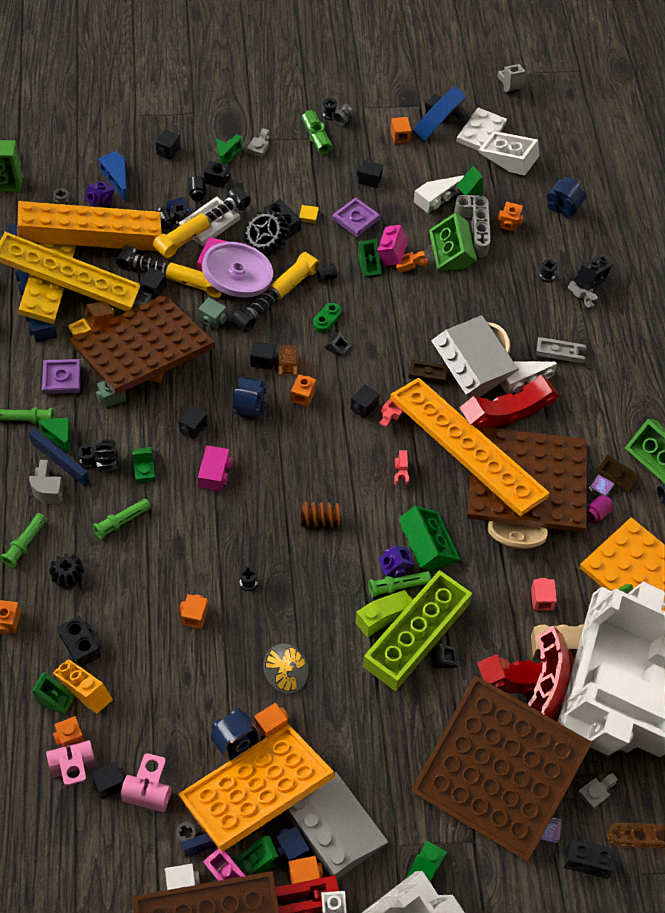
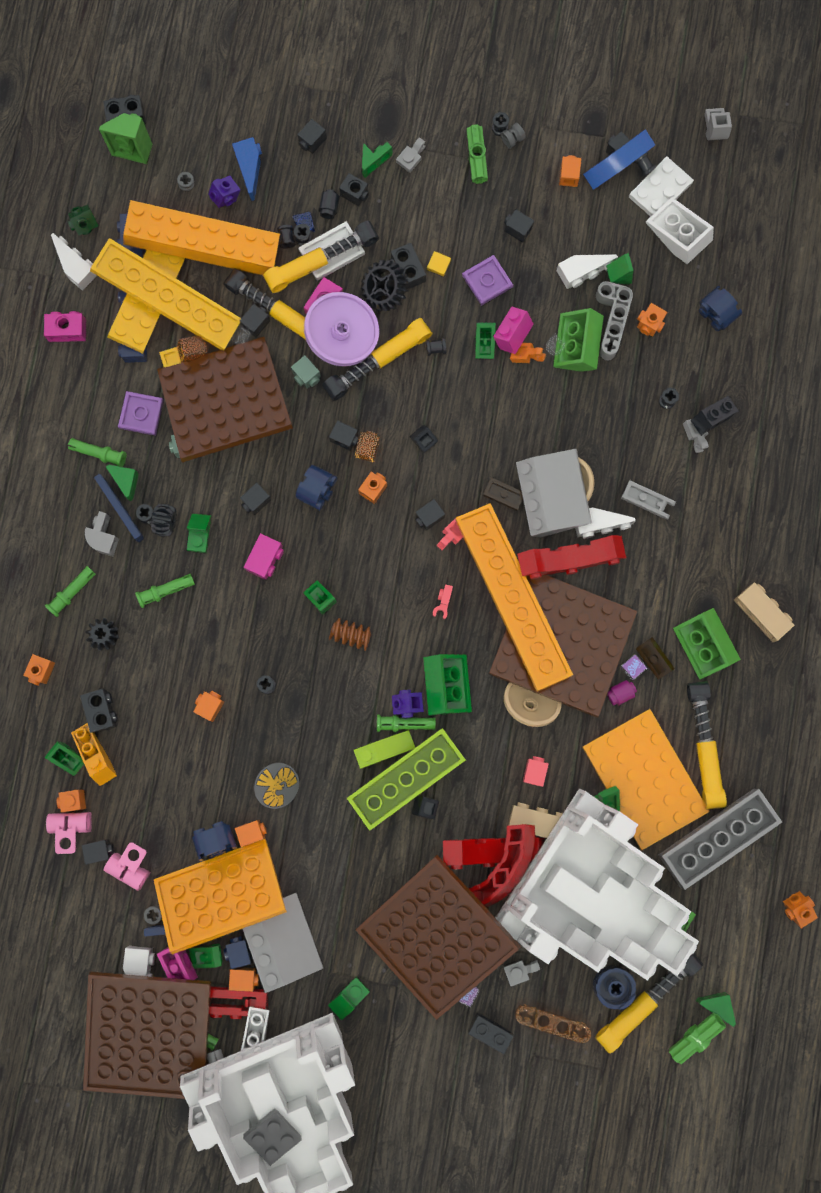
camera: 20 degrees right, 25 degrees up
(281, 491) = (320, 597): none -> green slope
(328, 316) = (421, 401): green plate -> none

